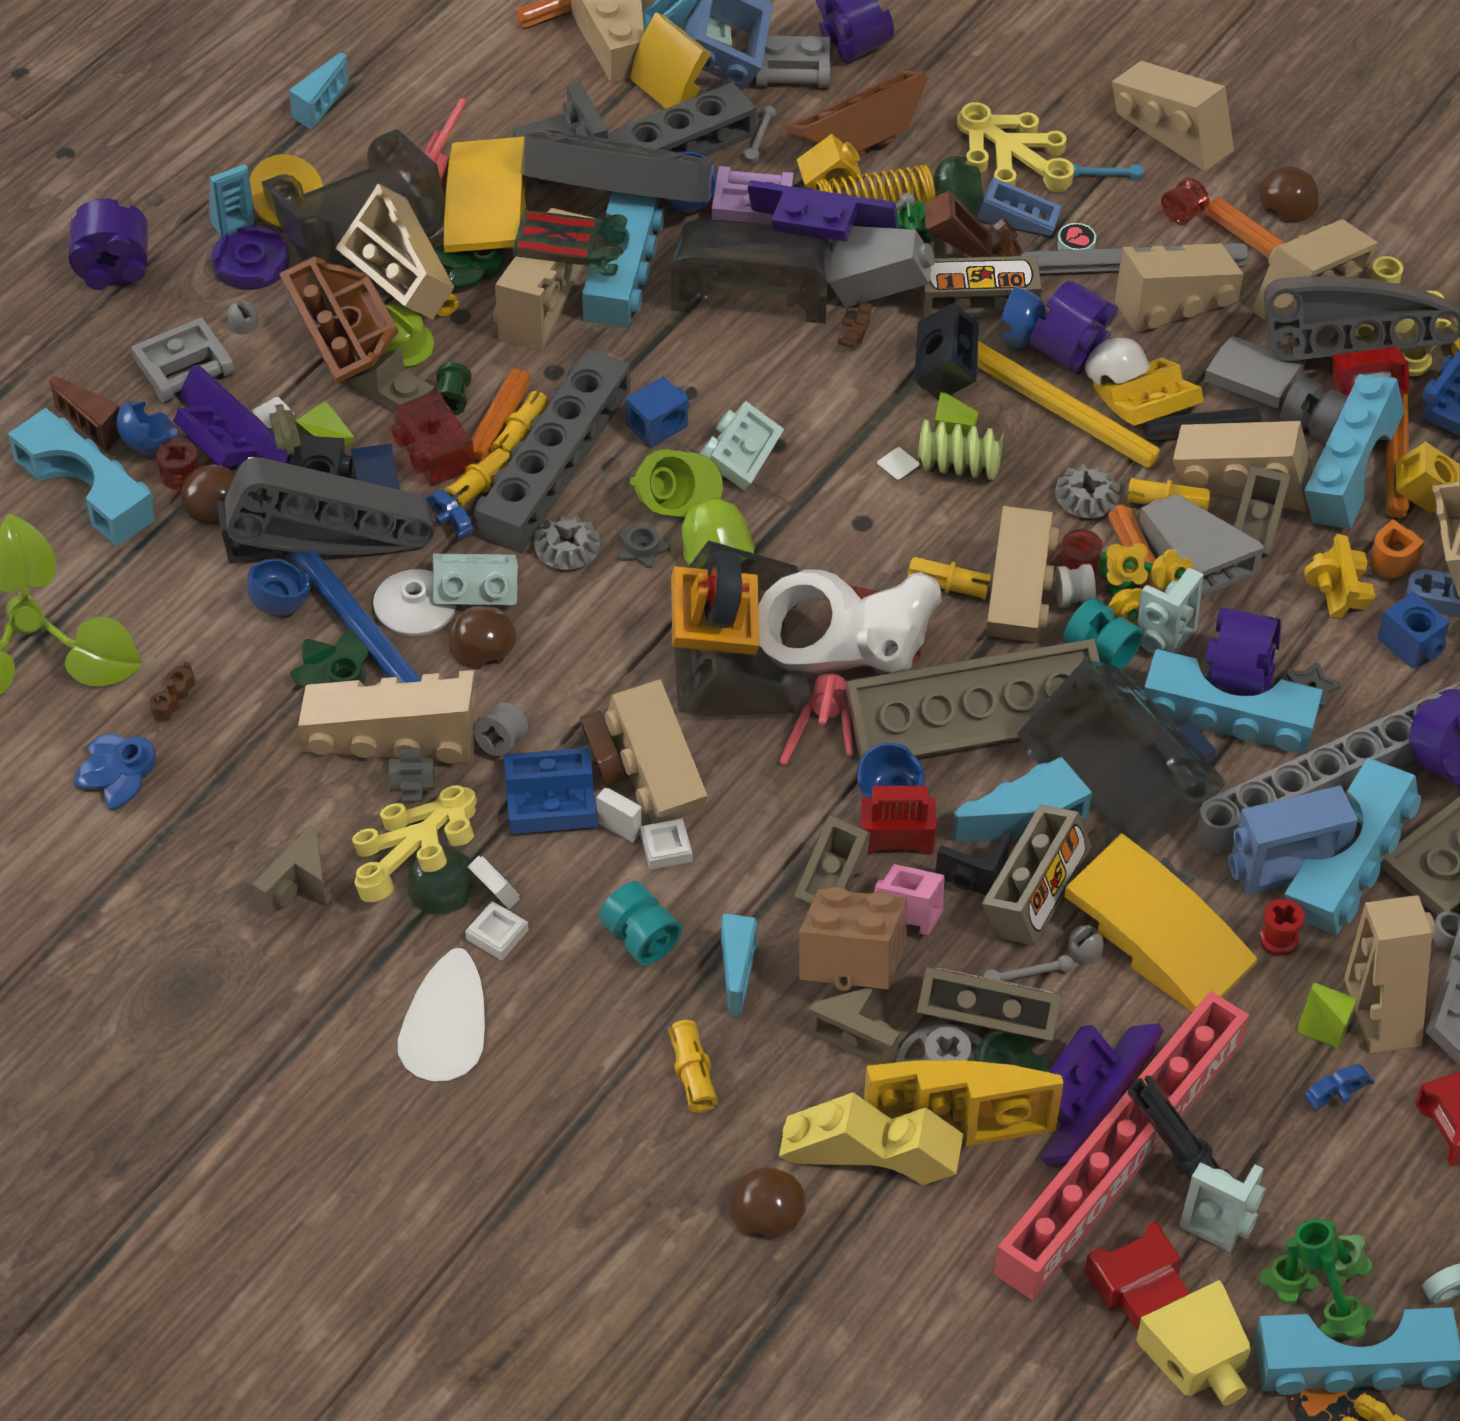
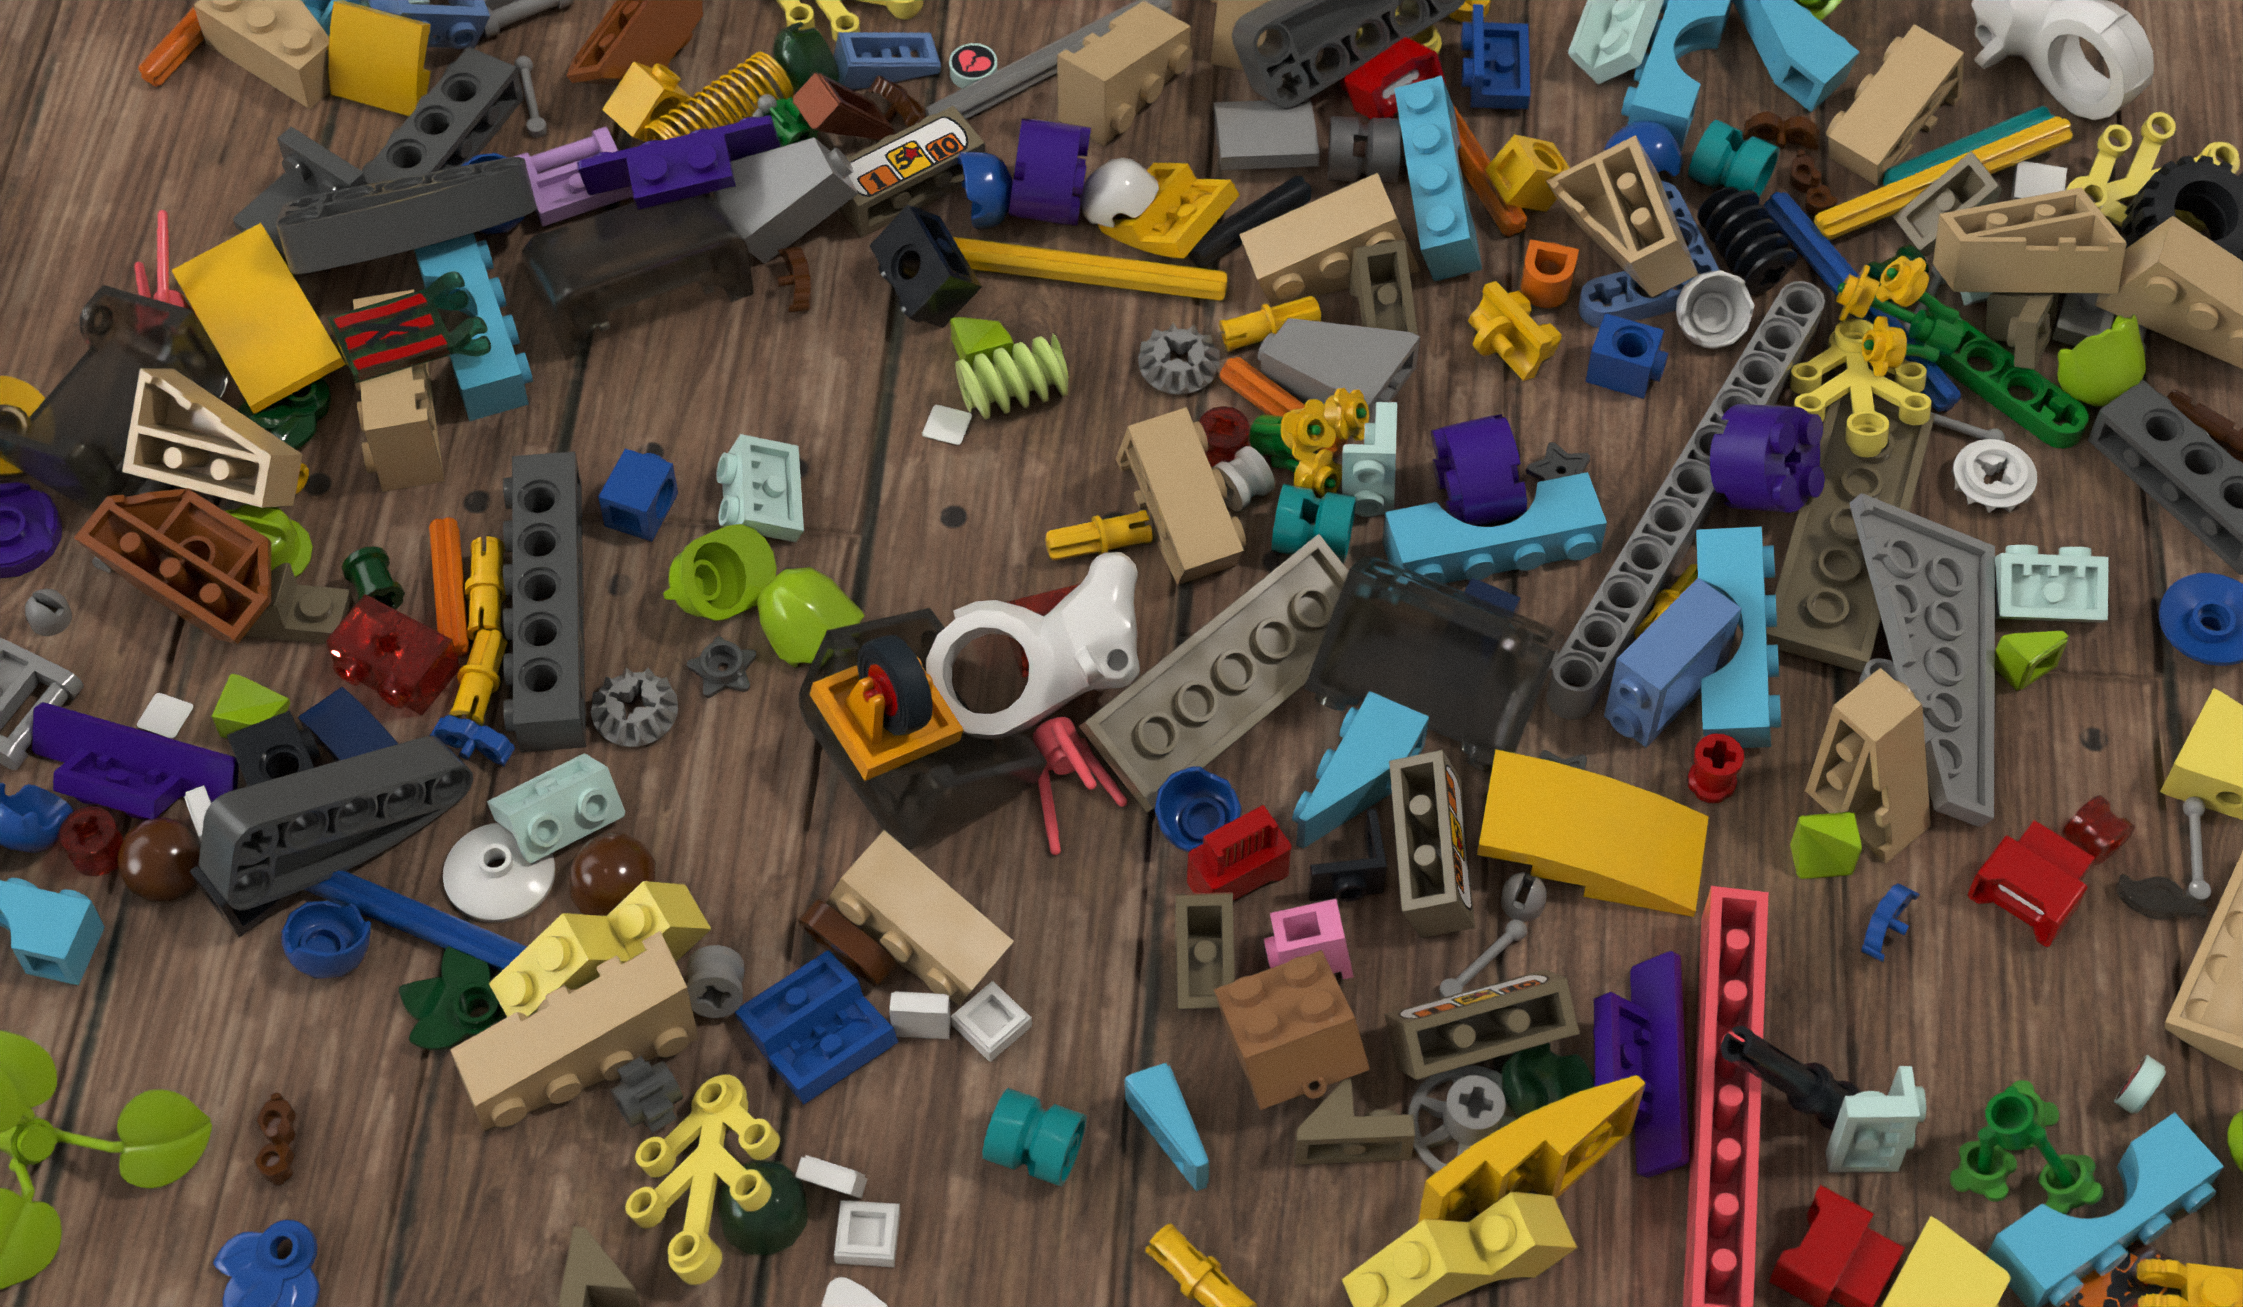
camera: 30 degrees left, 5 degrees up
(285, 429) = (209, 734): olive axle -> none
(419, 654) = (579, 943): none -> light yellow arch

